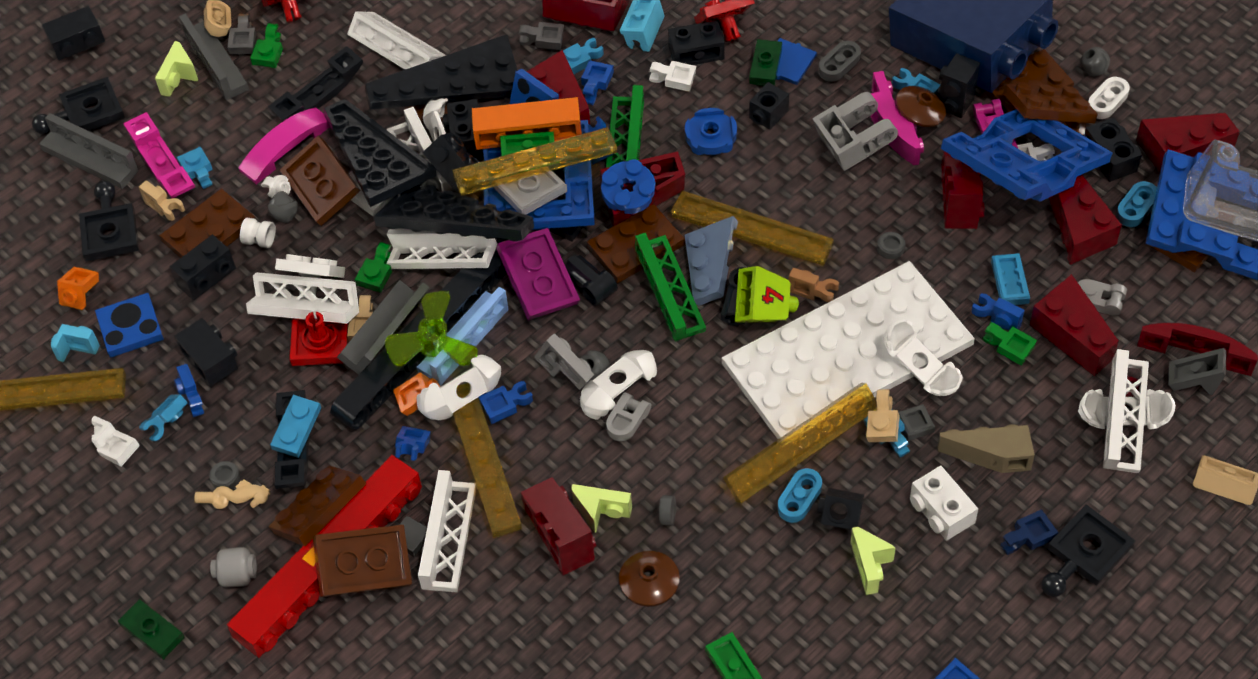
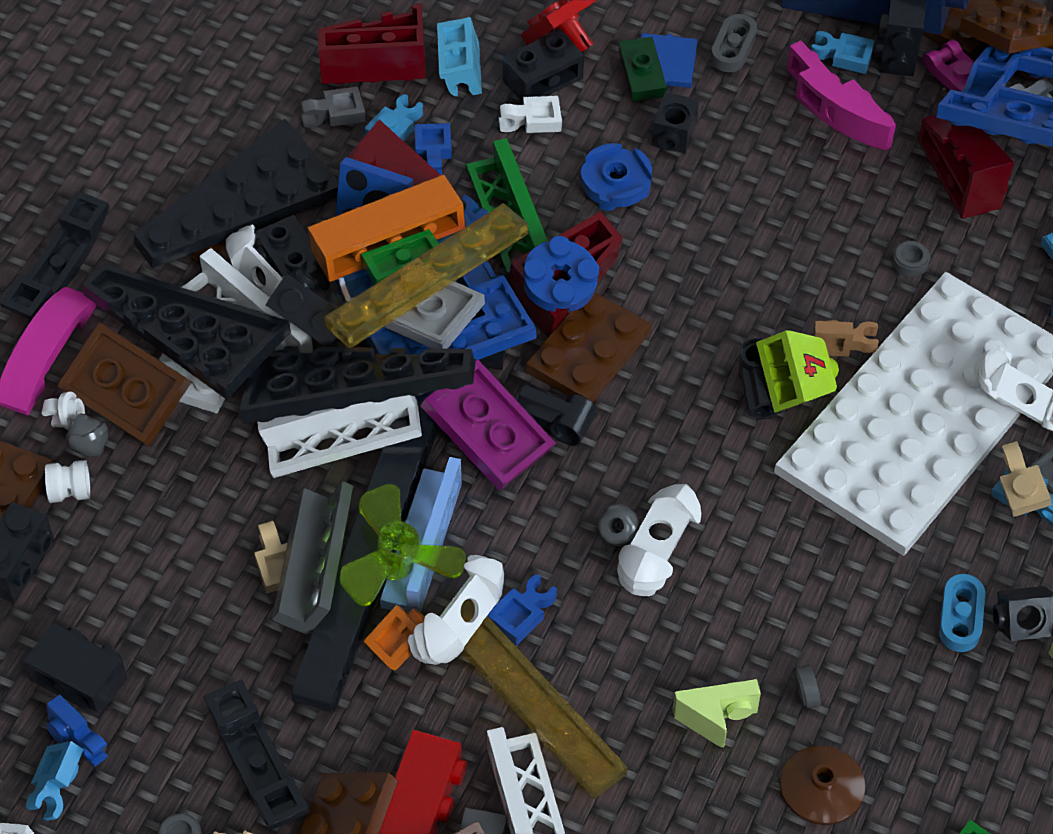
camera: 25 degrees left, 0 degrees up
(295, 426) = (256, 734): dark azure plate -> none
(298, 306) = (187, 565): white fence -> none
(306, 269) = (173, 515): white plate -> none
(317, 341) = (225, 601): red plate -> none
(375, 272) = (258, 488): green plate -> none
(391, 40) = (131, 169): white fence -> none
(411, 442) = (426, 704): blue plate -> none
(557, 356) = (578, 524): light grey plate -> none
(559, 525) = (680, 752): dark red wedge -> none
(622, 424) = (692, 591): light grey plate -> none
(663, 289) = (660, 396): green fence -> none
(708, 258) = (697, 340): sand blue wing -> none
(755, 228) = (730, 285): clear yellow plate -> none
(800, 442) = (932, 545): clear yellow plate -> none
(844, 144) = (790, 141): light grey brick -> none
(920, 106) = (867, 73): reddish brown dish -> none

